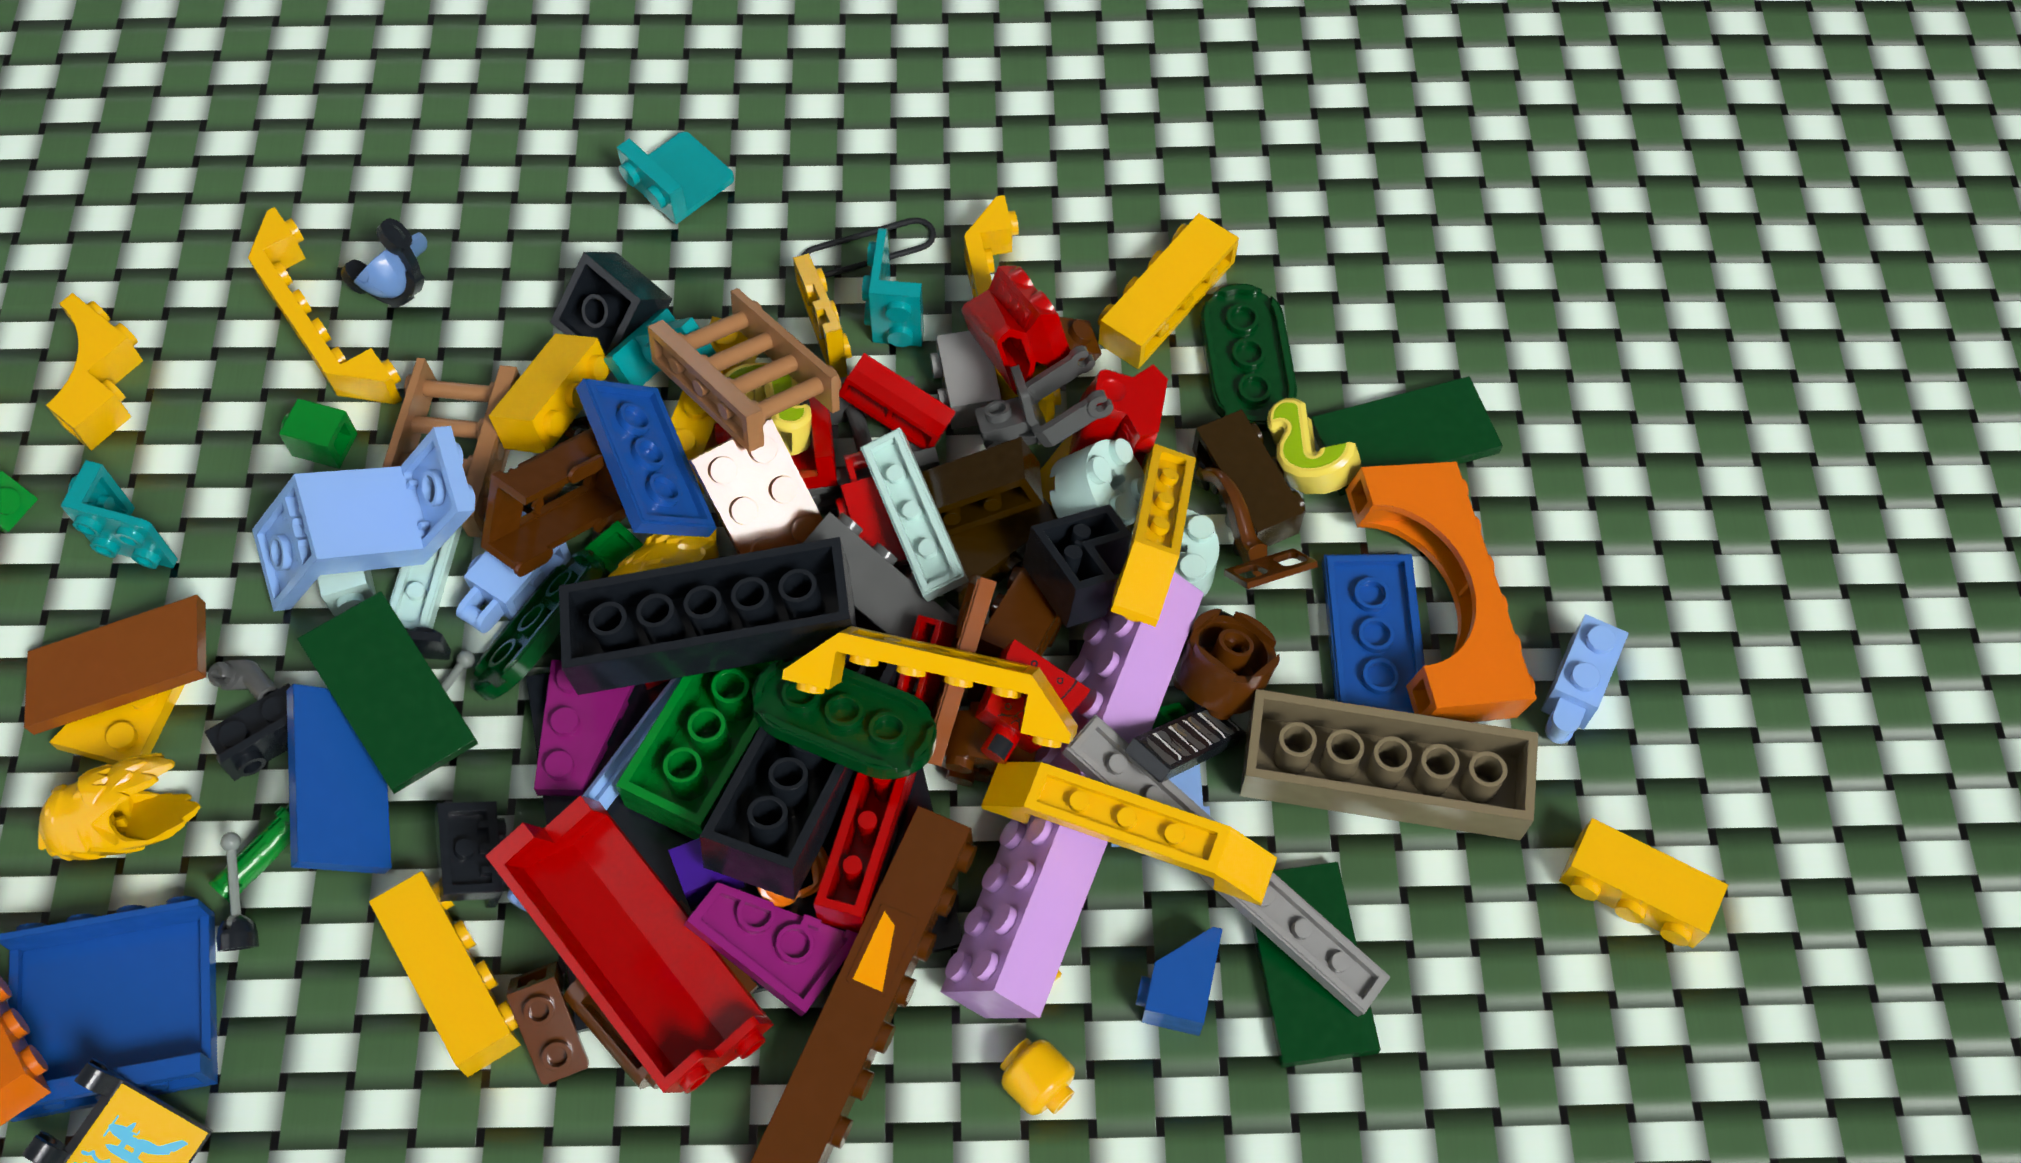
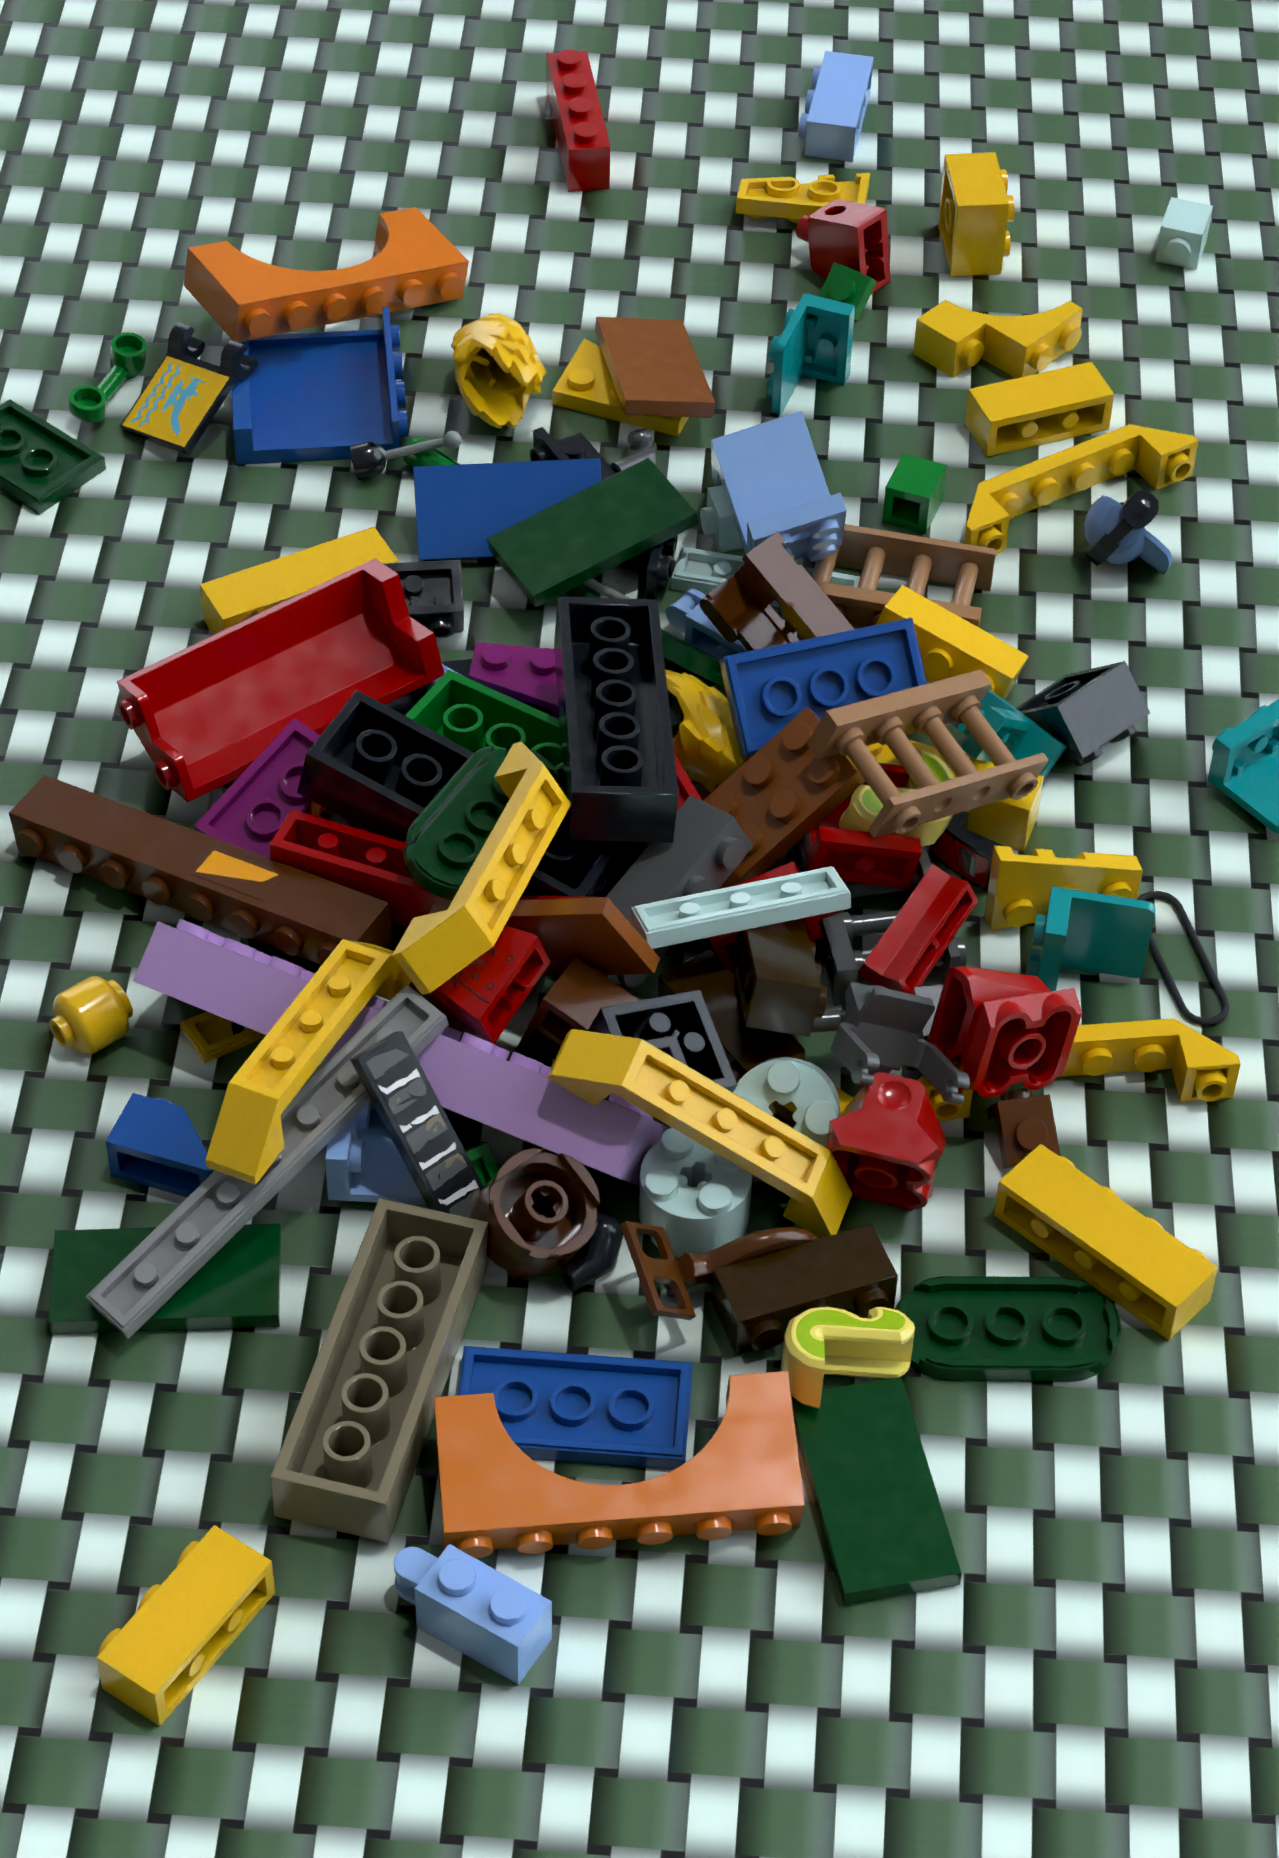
camera: 95 degrees right, 15 degrees down
(200, 338) = (1039, 409): none -> yellow brick

